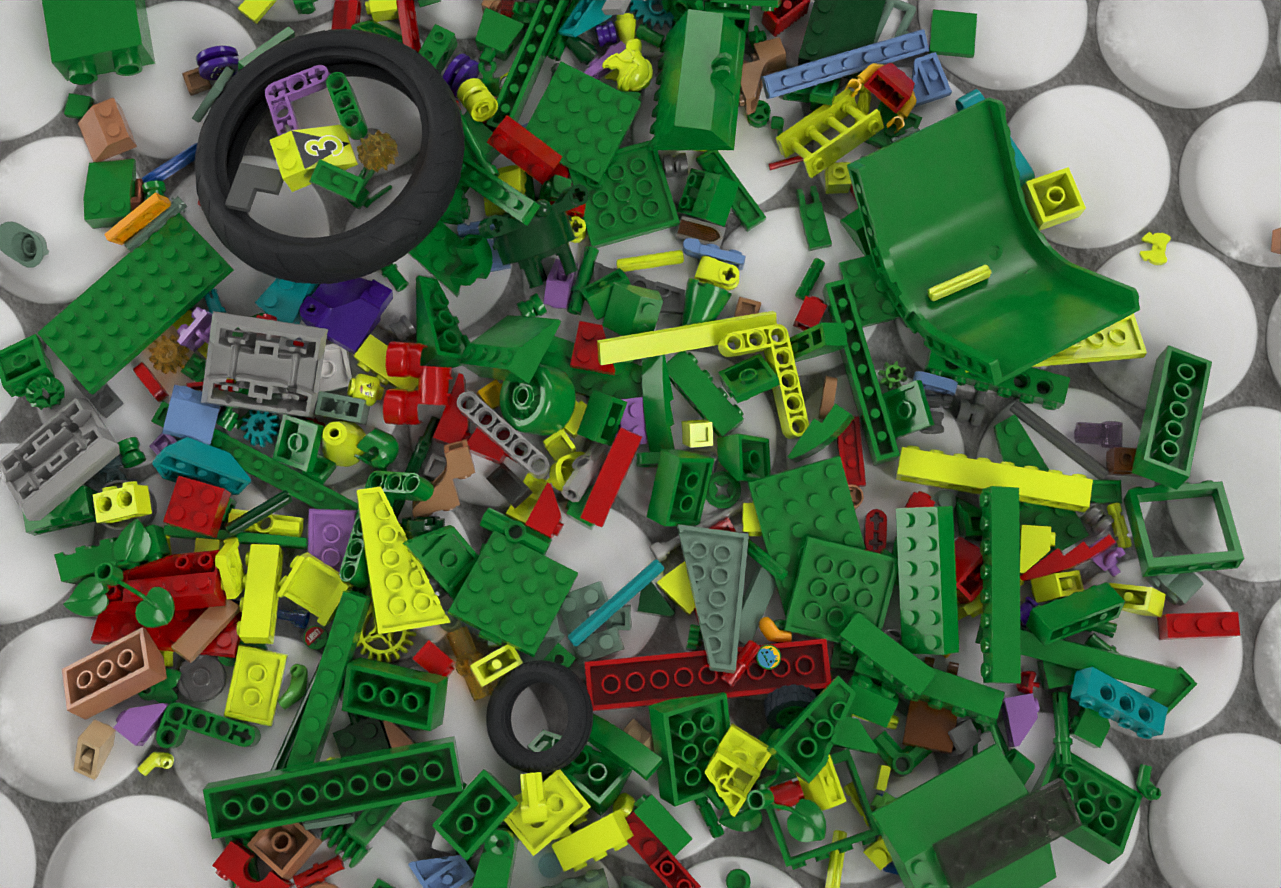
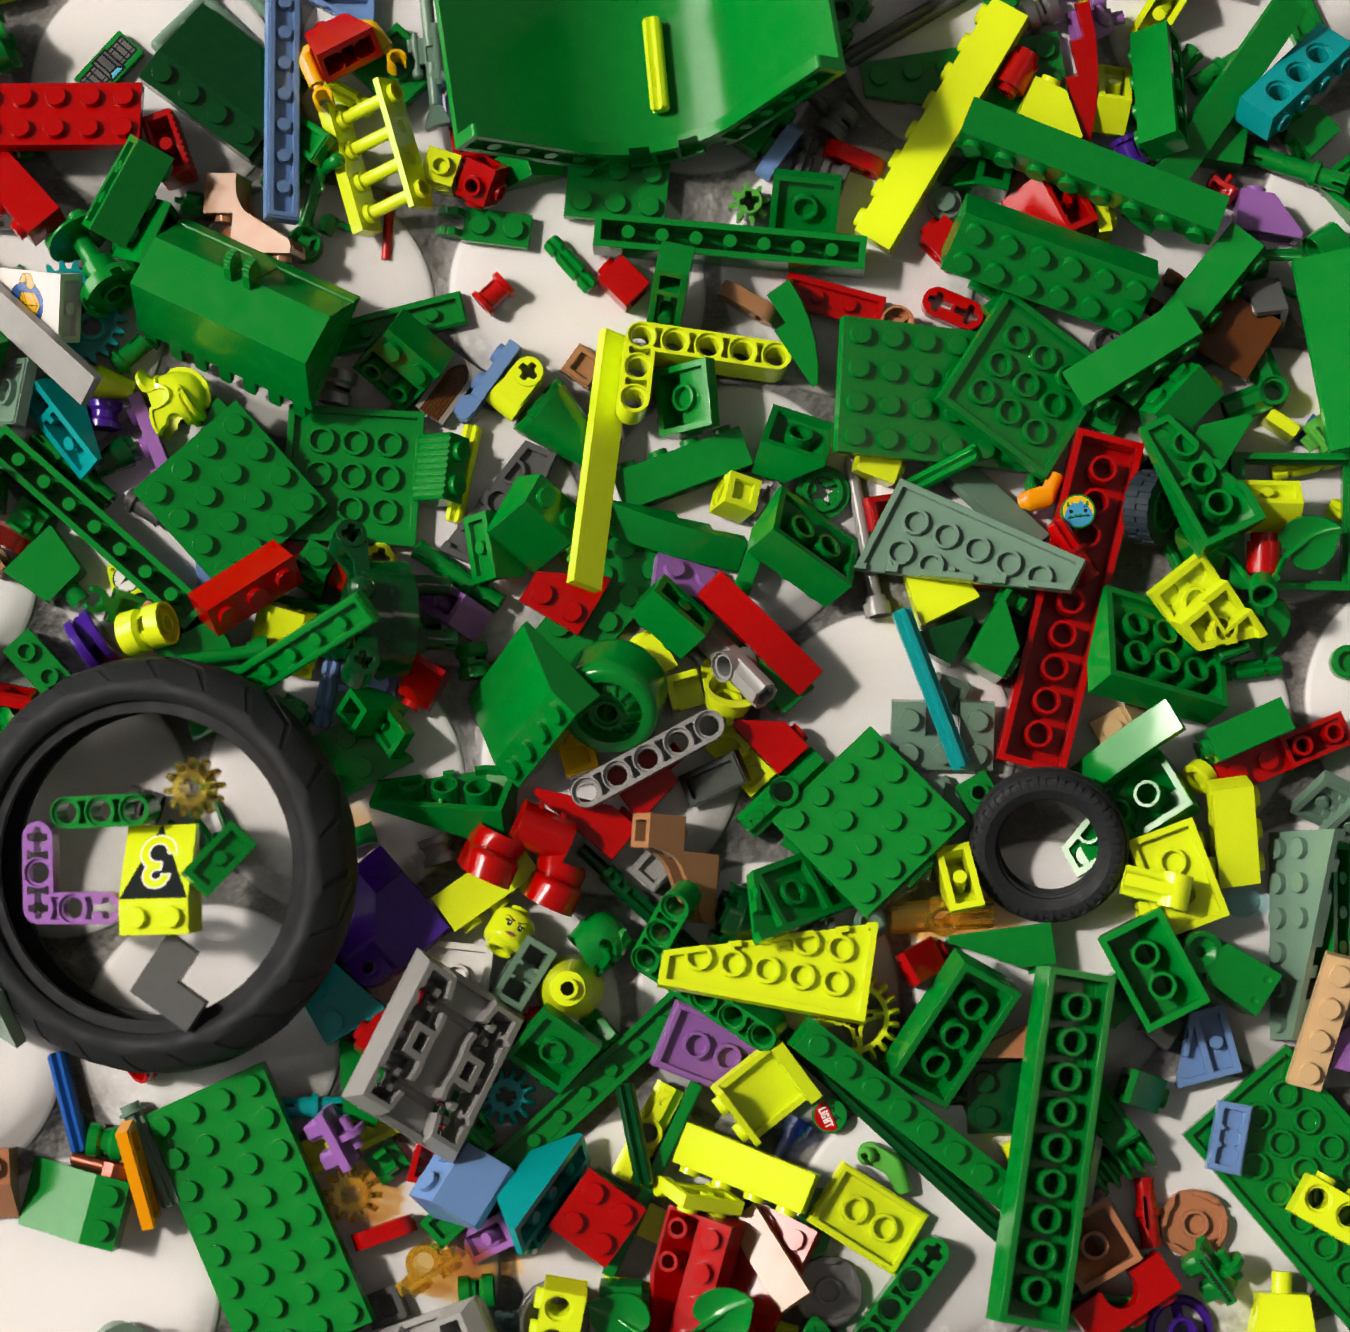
camera: 70 degrees left, 5 degrees up
(136, 414) = (420, 1277): none -> clear yellow plate
(397, 839) = (1141, 1090): none -> green slope
(466, 720) = (1014, 946): none -> green slope
(505, 282) = (423, 684): none -> red slope
(646, 244) = (441, 469): none -> green brick
(660, 634) = (994, 646): none -> green slope
(771, 238) = (493, 294): none -> red bush
(800, 105) = (317, 187): none -> green piece
(840, 203) = (481, 181): none -> red brick
(949, 436) = (861, 161): none -> red beam
(1049, 515) = (1016, 72): none -> red brick

